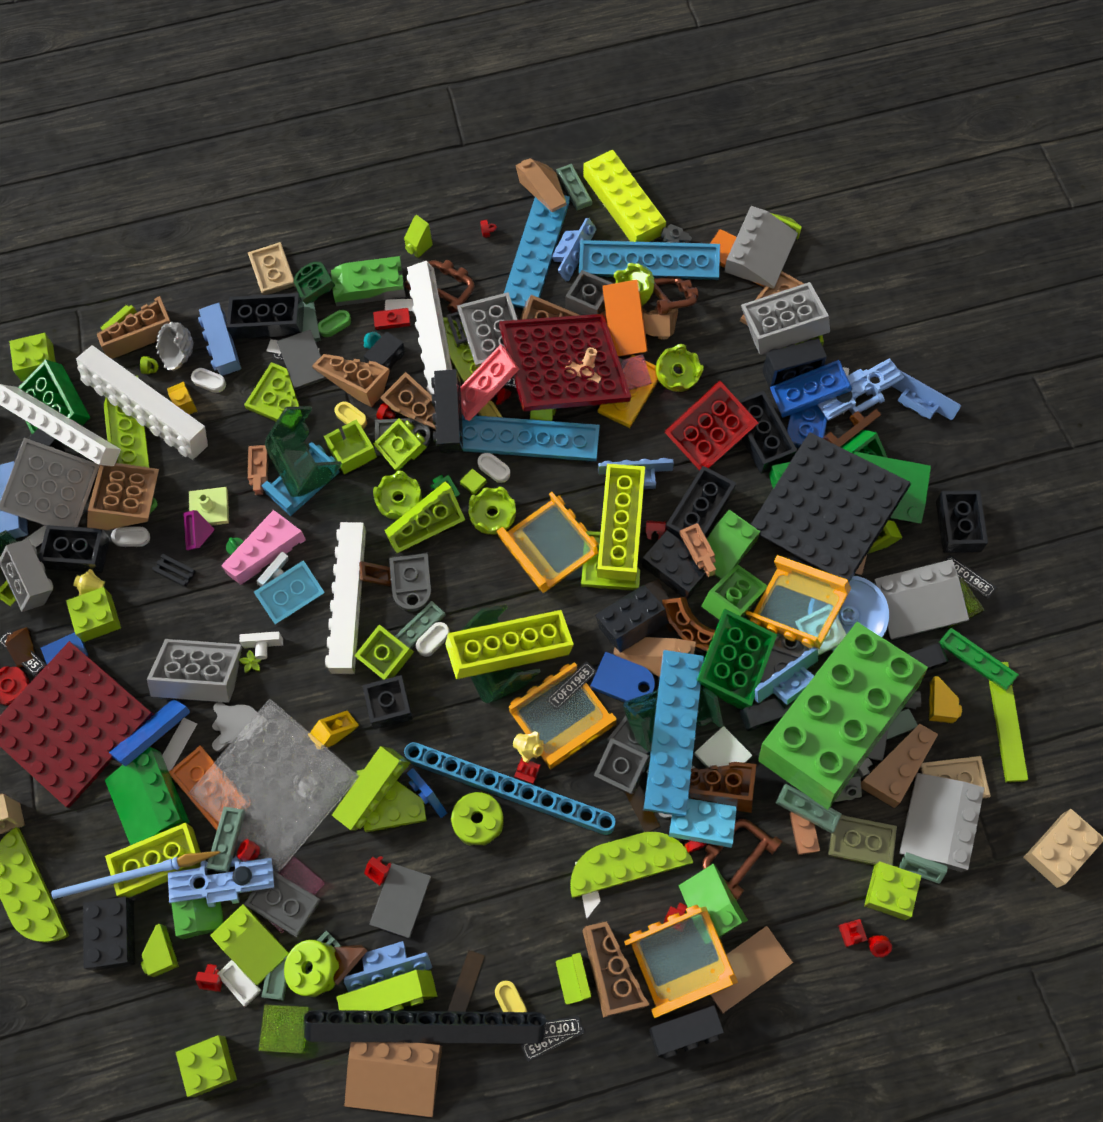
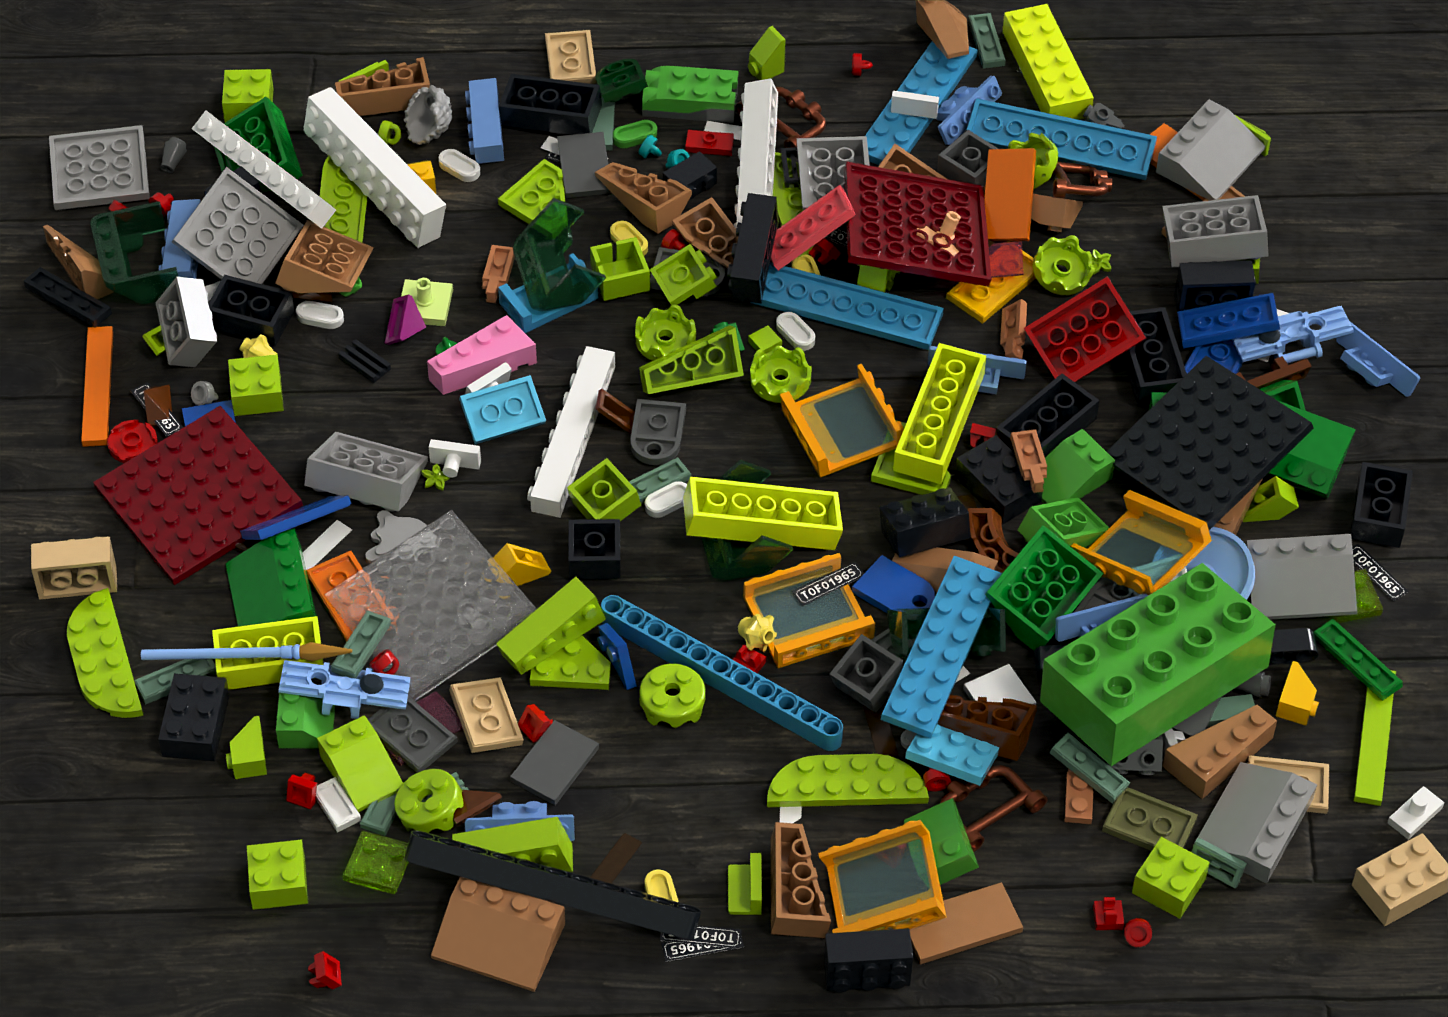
camera: 10 degrees right, 15 degrees down
(55, 630) = (203, 393): none -> light grey tile
(72, 906) = (158, 684): none -> sand green tile
(338, 871) = (486, 715): none -> tan tile
(347, 333) = (648, 147): none -> teal tile
(536, 255) = (914, 104): none -> white tile
(655, 430) = (1013, 329): none -> nougat hinge
(703, 356) = (1101, 261): none -> lime plant
(1054, 782) = (1415, 812): none -> white tile

